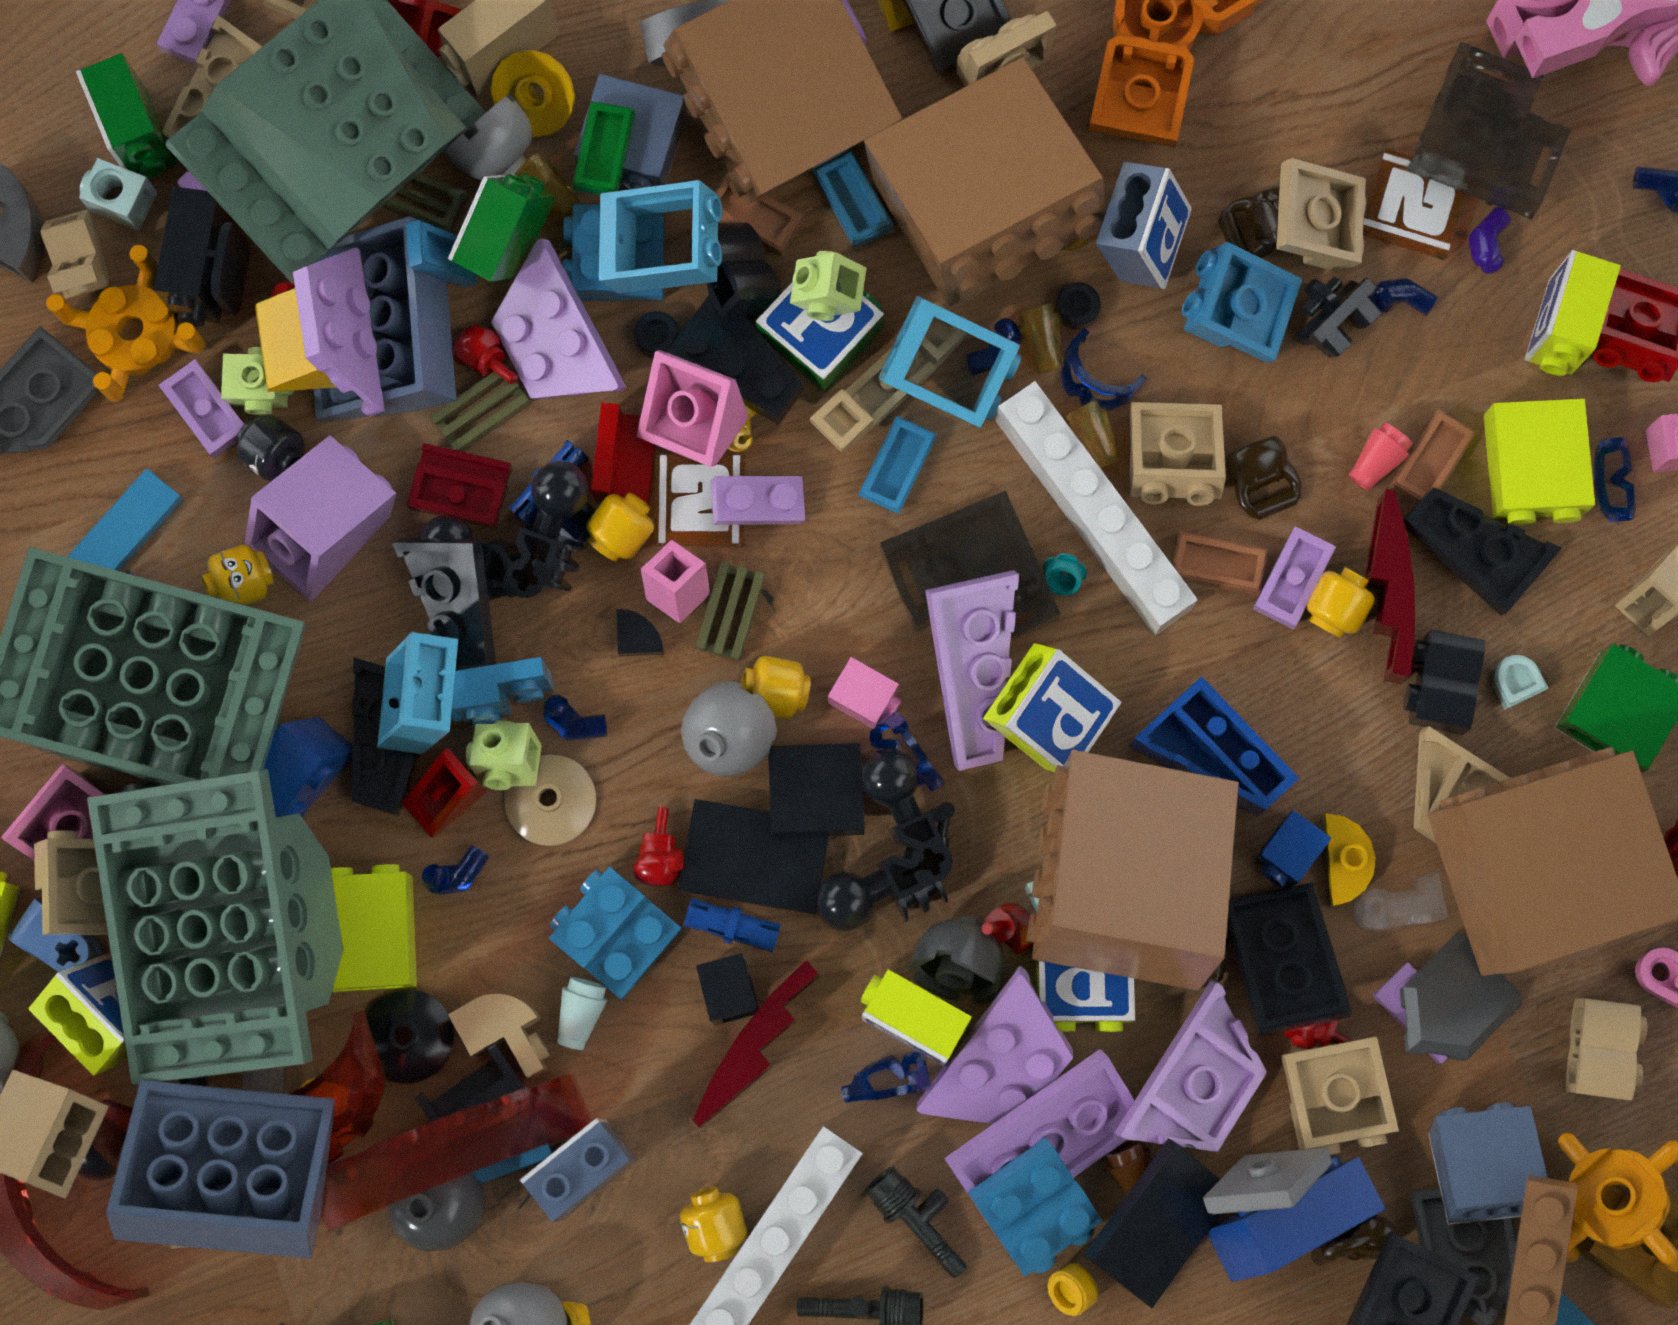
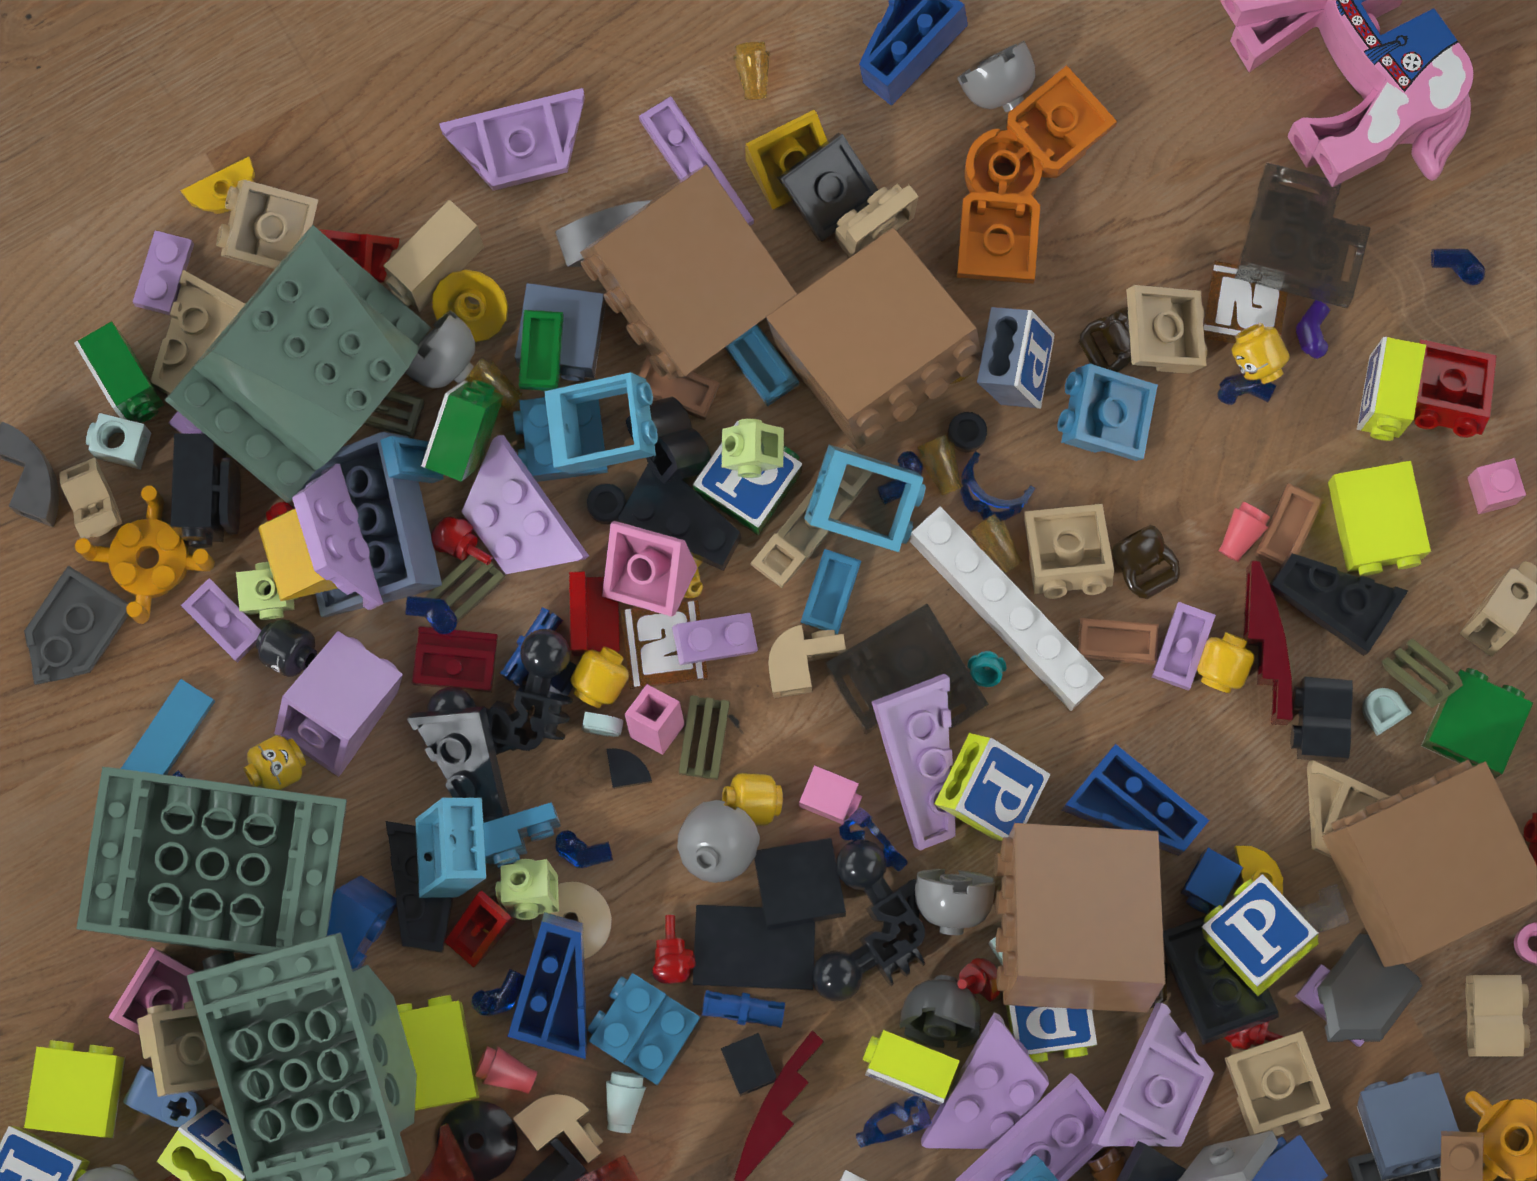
camera: 10 degrees left, 0 degrees up
(443, 427) = (434, 610): none -> clear blue arm
(449, 960) = (504, 1071): none -> coral cone
(516, 874) = (553, 990): none -> blue wedge
(615, 580) = (602, 724): none -> light aqua tile
(842, 530) = (791, 655): none -> tan brick
(991, 831) = (954, 899): none -> light grey cylinder
(1341, 917) = (1259, 934): none -> piece
(1350, 301) = (1184, 408): black hips -> none
(1425, 256) = (1260, 353): none -> yellow head
(1580, 632) = (1407, 658): none -> olive tile
(1606, 446) = (1448, 555): clear blue helmet -> none

